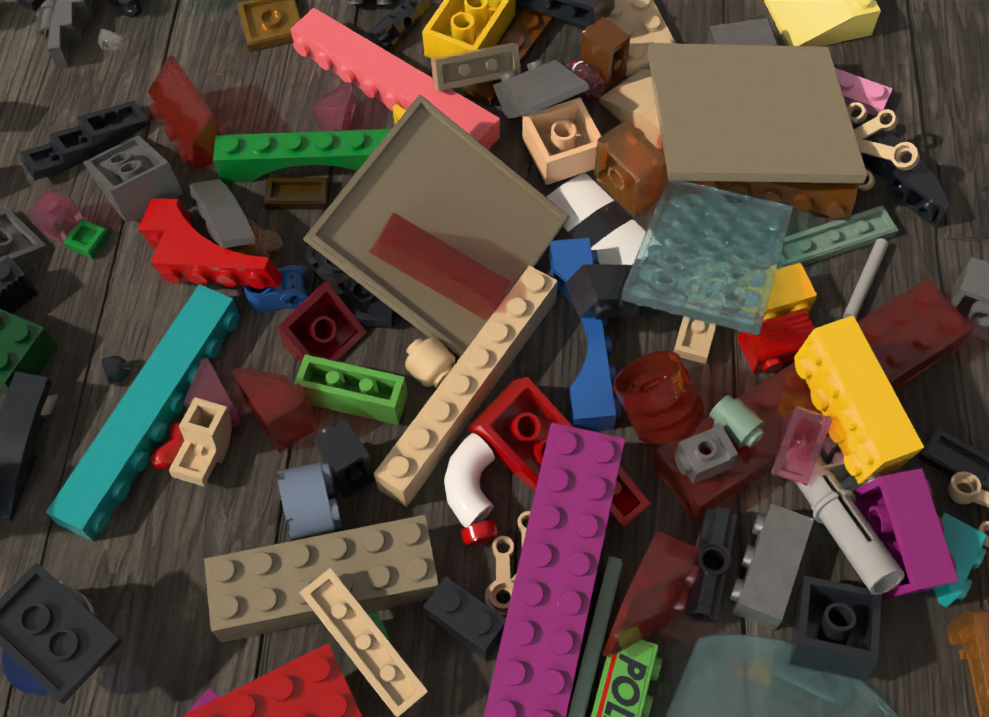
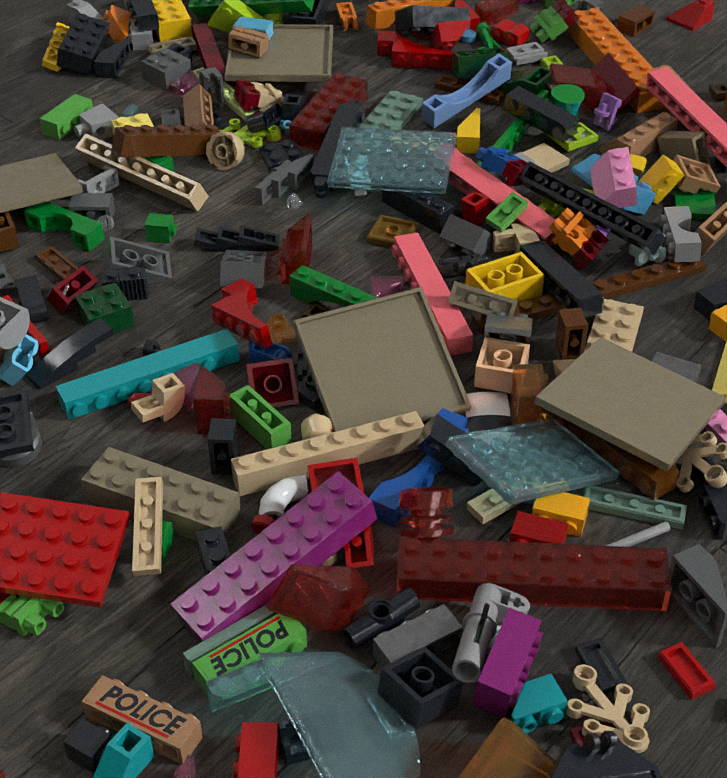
camera: 35 degrees right, 20 degrees down
(55, 215) = (187, 265): clear pink brick -> none
(86, 238) = (194, 285): green tile -> none
(222, 213) = (269, 301): dark grey slope -> none
(306, 501) = (186, 451): sand blue brick -> none
(439, 266) = (358, 378): clear red brick -> none
(592, 75) = (547, 344): clear pink head -> none
(700, 466) = (419, 547): flat silver brick -> none
(738, 421) = (455, 542): sand green brick -> none
(800, 445) = (483, 573): clear pink slope -> none
(857, 395) = (535, 561): yellow brick -> none

